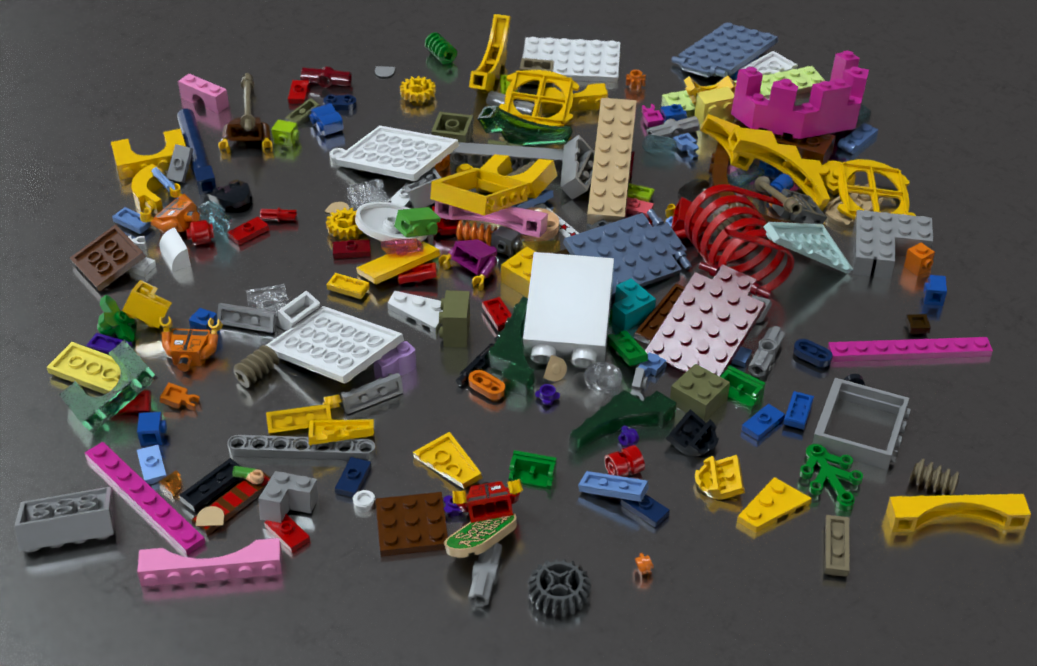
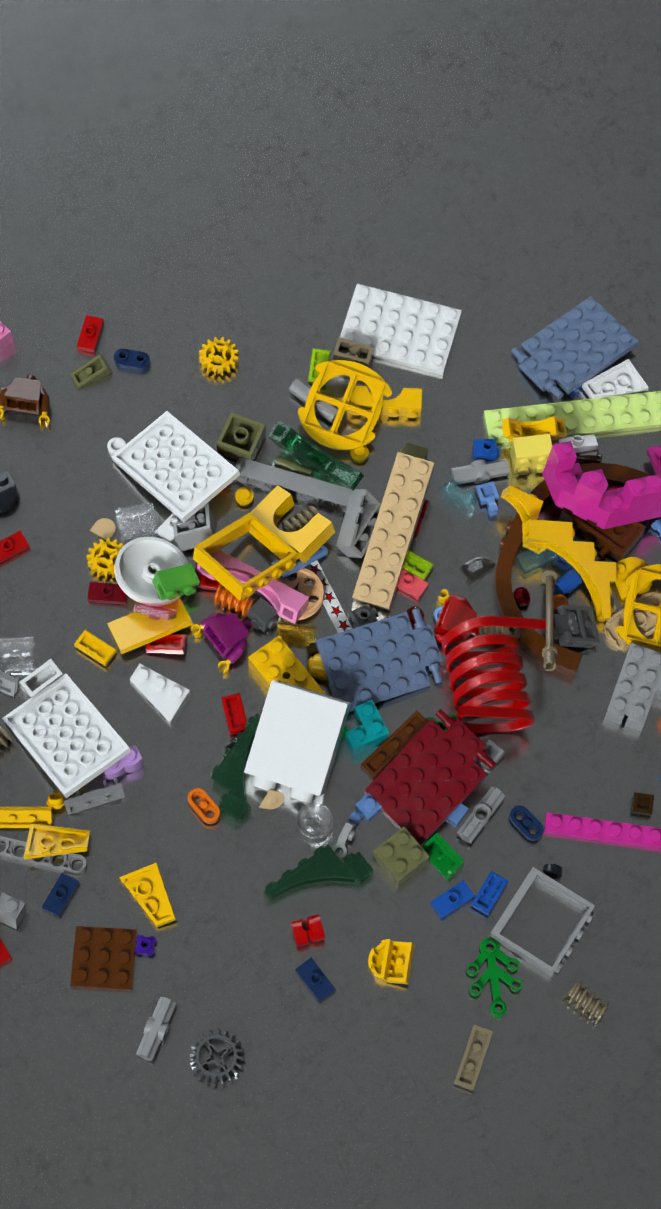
camera: 10 degrees right, 25 degrees up
(247, 120) = (35, 315): dark tan bar -> none
(278, 214) = (41, 531): red axle -> none
(285, 133) = (65, 405): lime brick -> none
(326, 77) = (123, 316): dark red piece -> none
(326, 119) = (112, 389): blue brick -> none
(364, 501) = (66, 924): white tile -> none
(384, 71) = (189, 312): light grey piece -> none
(440, 48) = (256, 290): green piece -> none
(455, 318) = (189, 721): olive brick -> none
(477, 363) = (201, 776): black piece -> none
(479, 536) = (159, 990): tile -> none
(484, 76) = (303, 339): yellow arch -> none
(488, 500) = (172, 953): red torso -> none
(533, 469) = (223, 920): green hinge -> none
(547, 394) = (260, 822): dark purple plate -> none
(613, 486) = (290, 955): medium blue plate -> none
(627, 348) = (347, 786): green plate -> none
(628, 436) = (320, 898): dark purple plate -> none
(635, 80) = (461, 381): orange gear -> none
(644, 564) = (296, 1046): orange plate -> none
(651, 117) = (462, 445): dark pink plate -> none
(693, 435) = (381, 906): black slope -> none
(770, 504) = (431, 998): yellow wing -> none
(810, 241) = (561, 694): light aqua wing -> none
(1001, 510) = (637, 1050): yellow arch -> none

